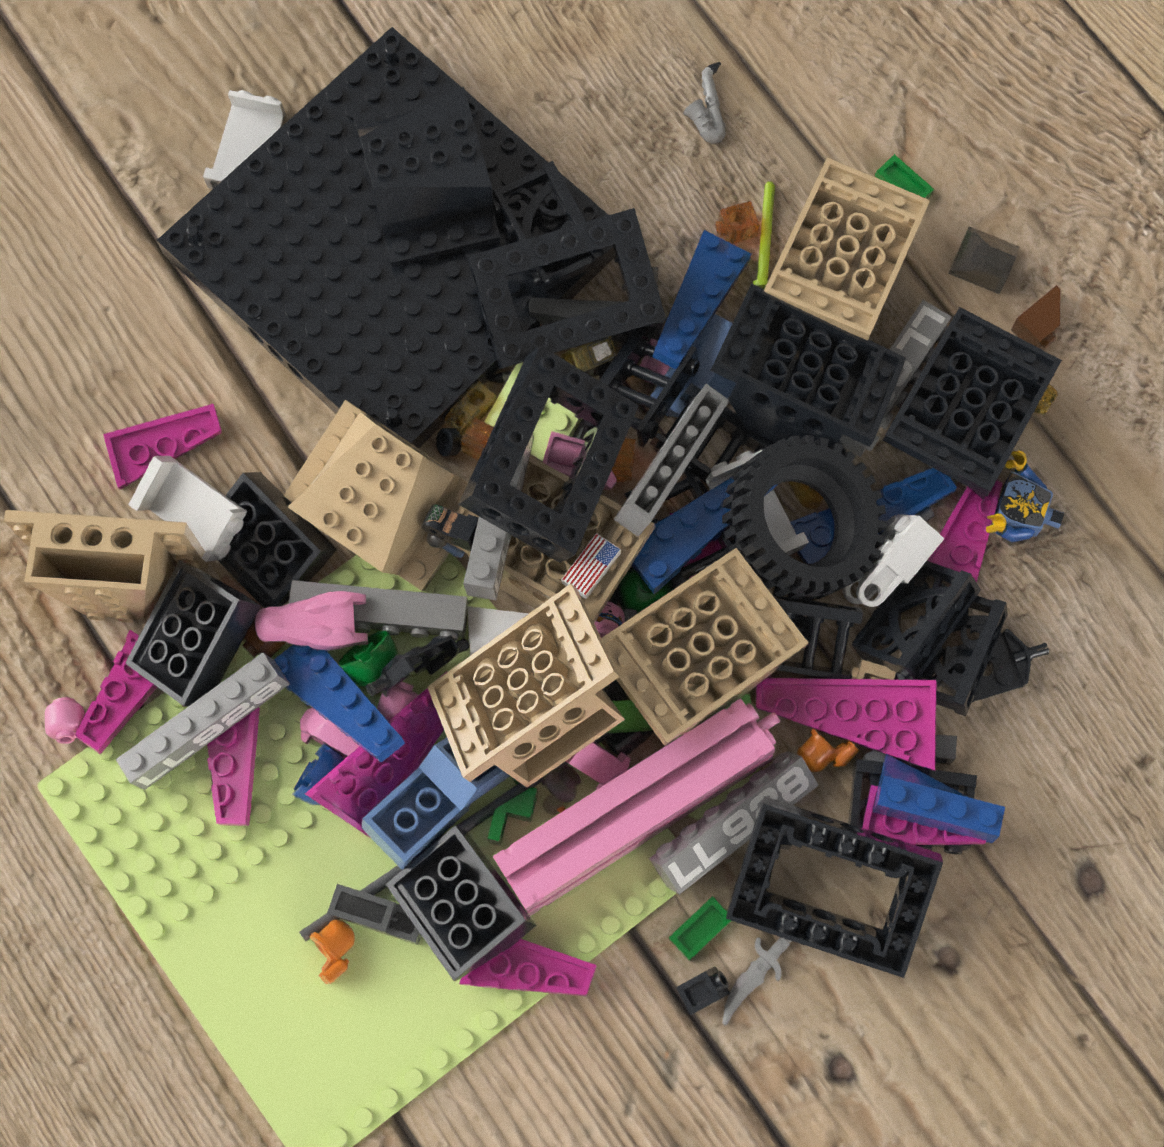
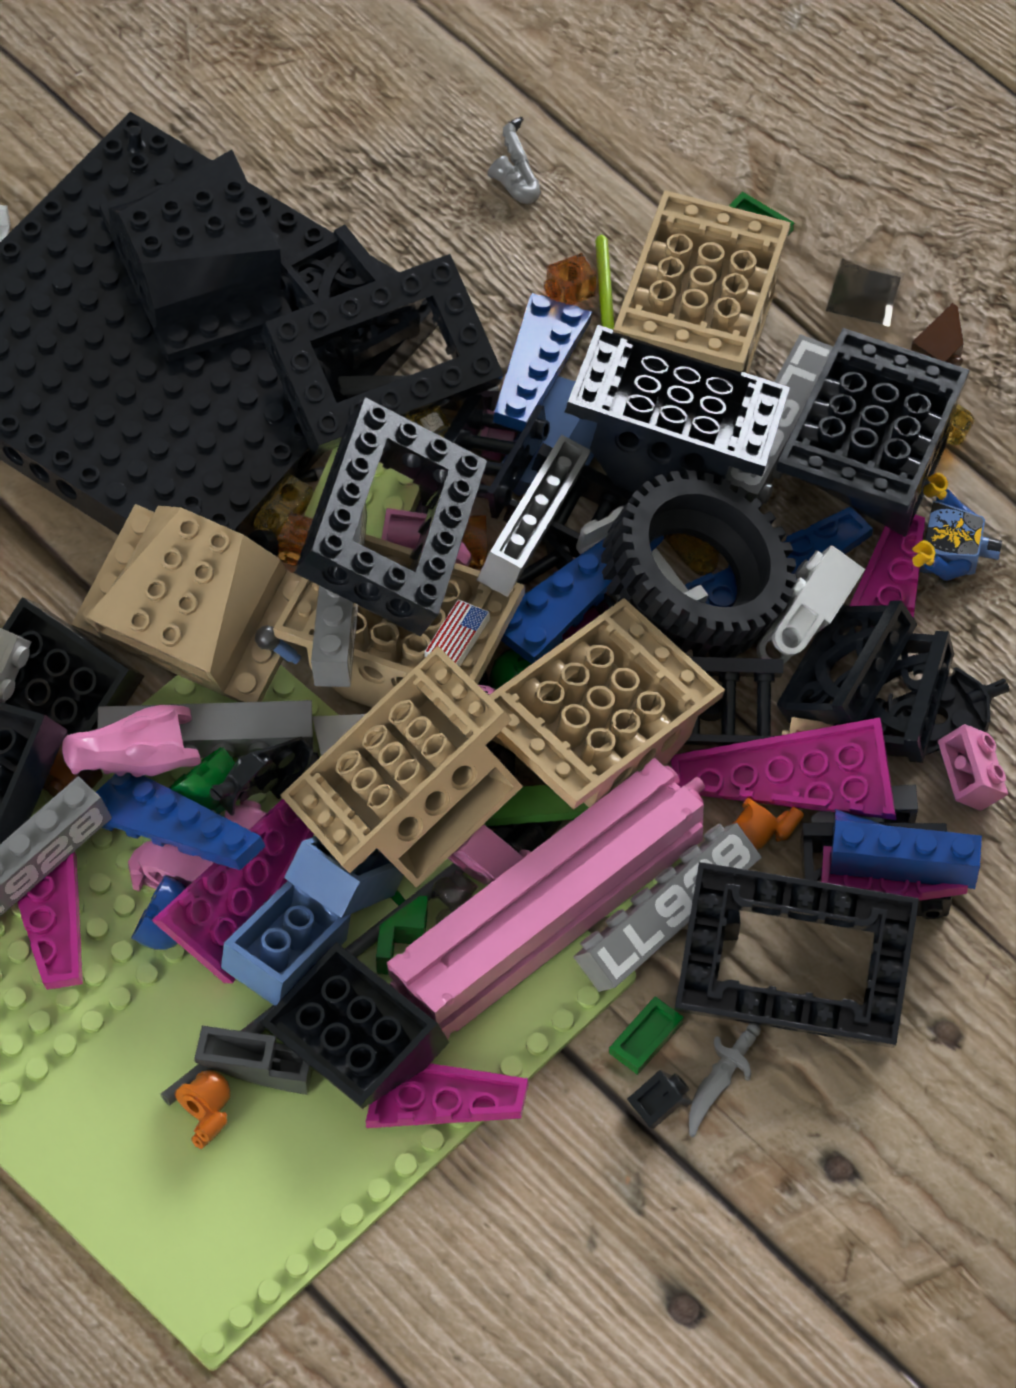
camera: 10 degrees left, 15 degrees down
(451, 526) = (285, 614): black leg -> none
(1007, 723) = (973, 767): none -> bright pink brick

